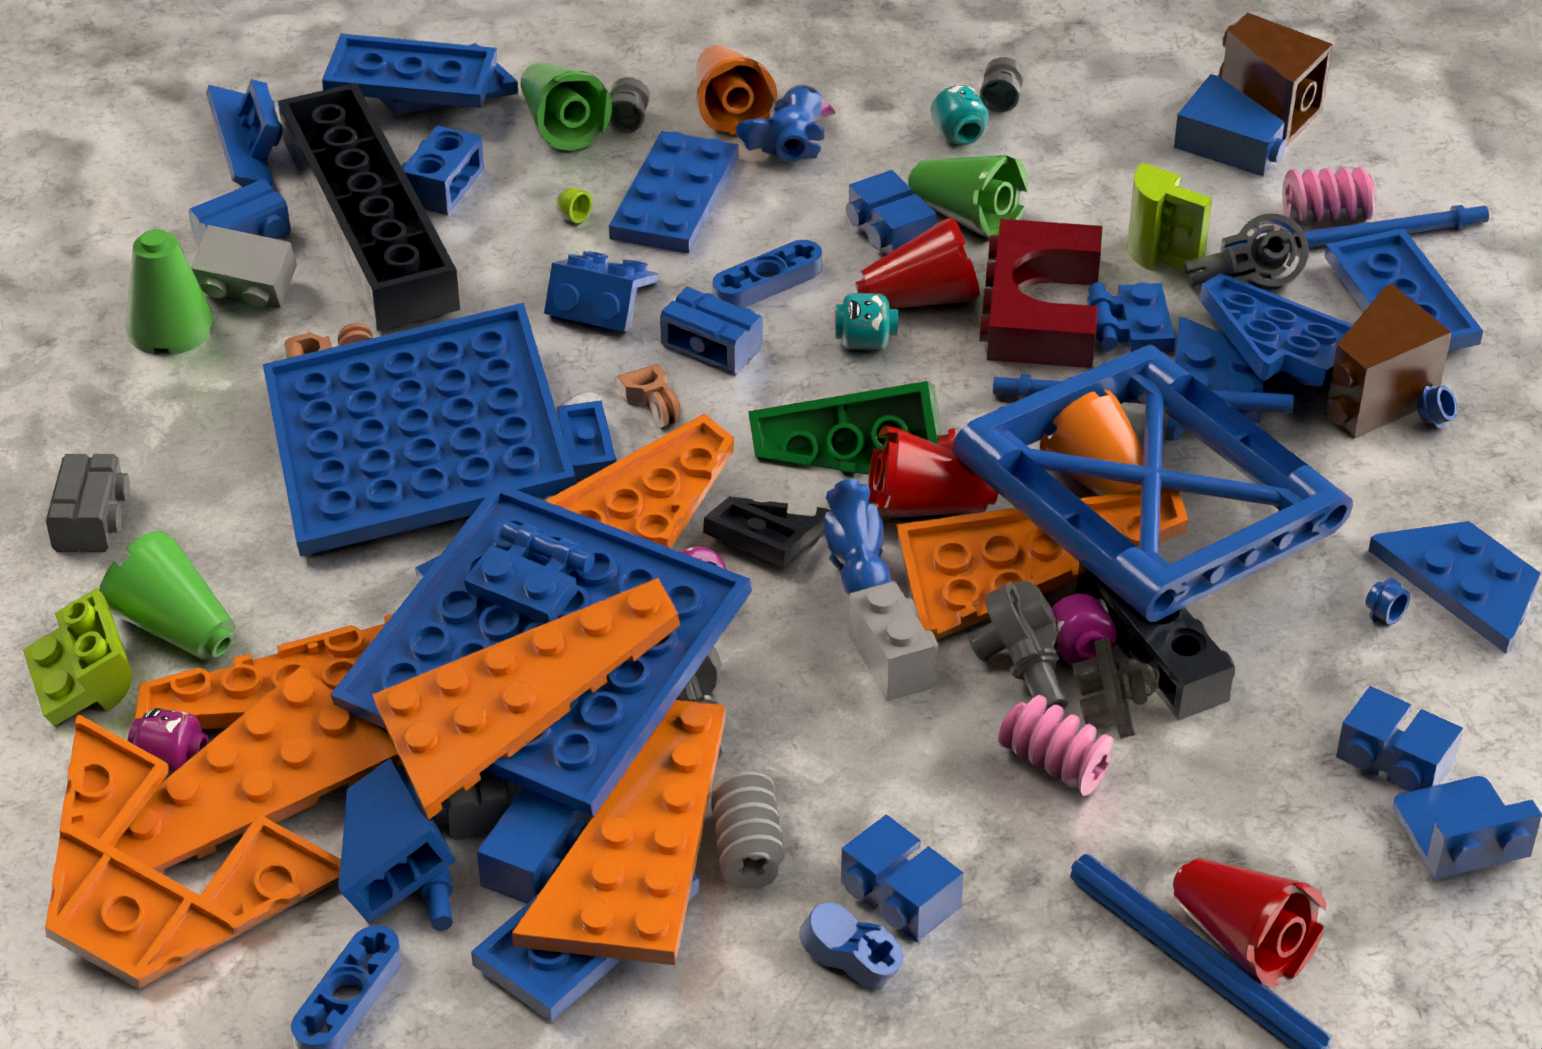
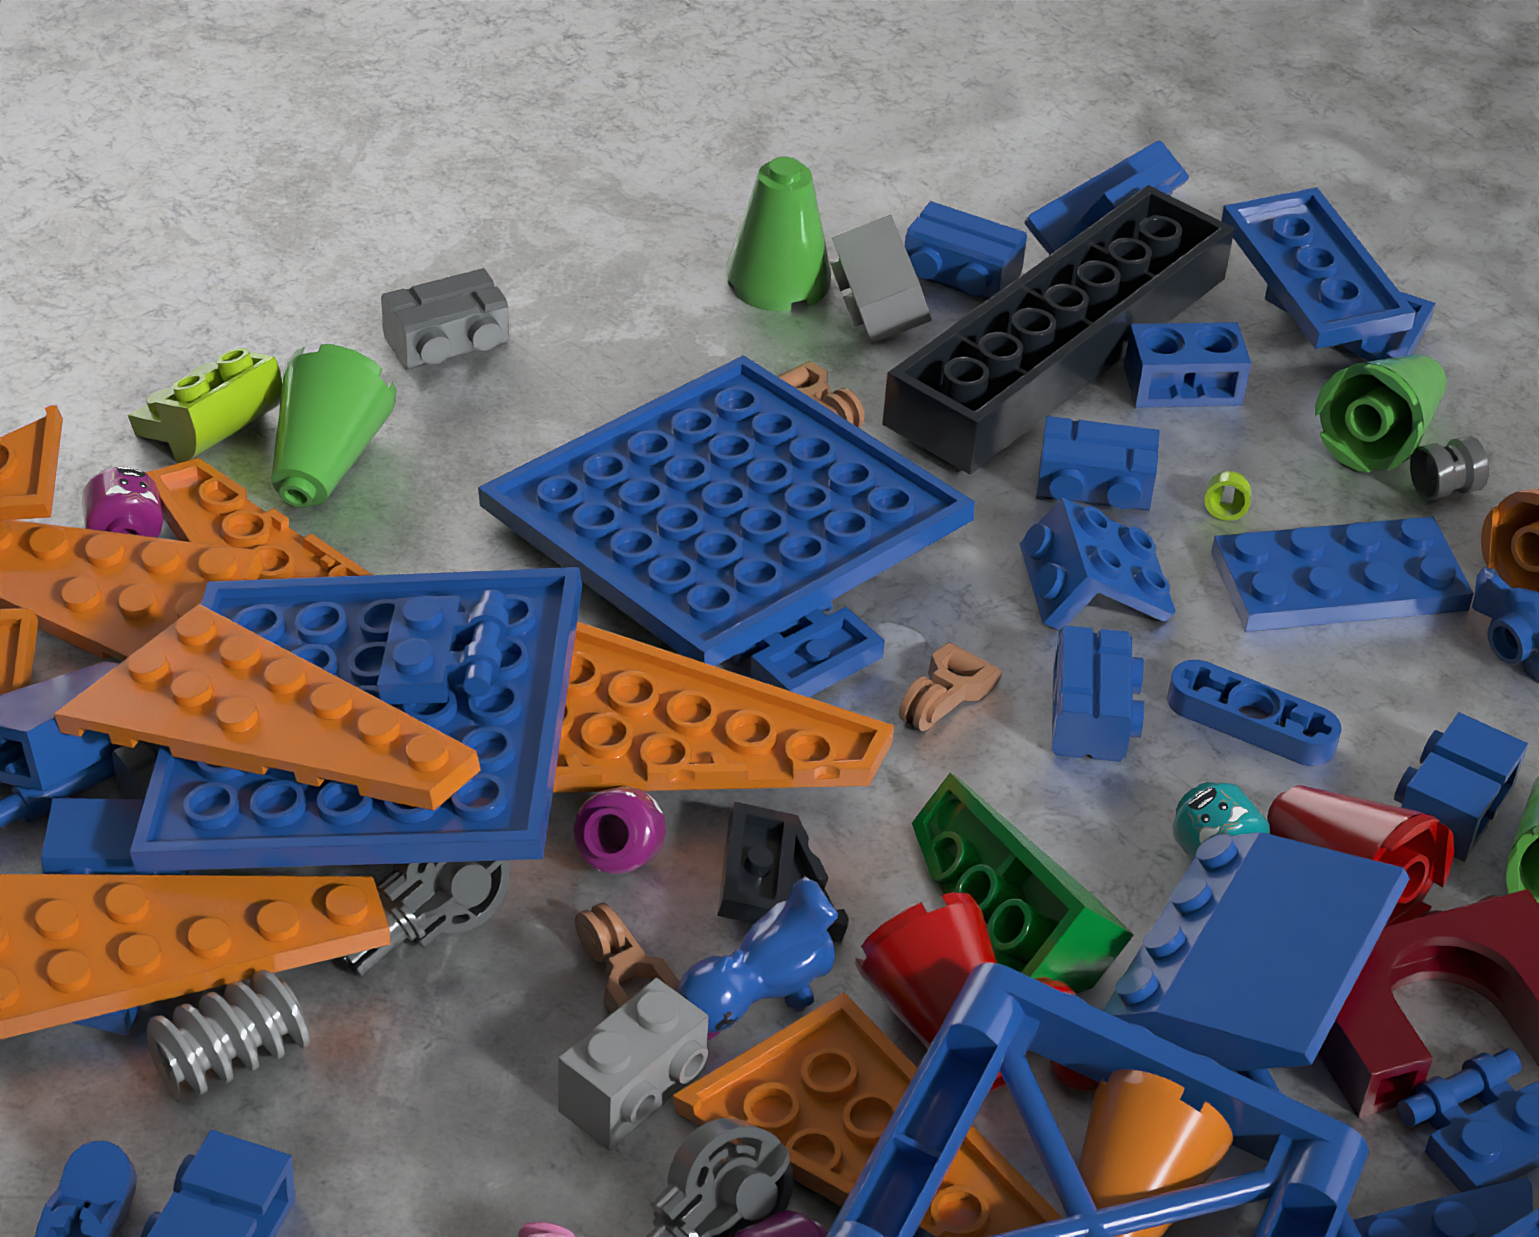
camera: 60 degrees right, 0 degrees up
(505, 246) = (1098, 463): none -> blue brick
(766, 624) = (605, 933): none -> nougat piece
(991, 330) = (1258, 950): none -> blue slope

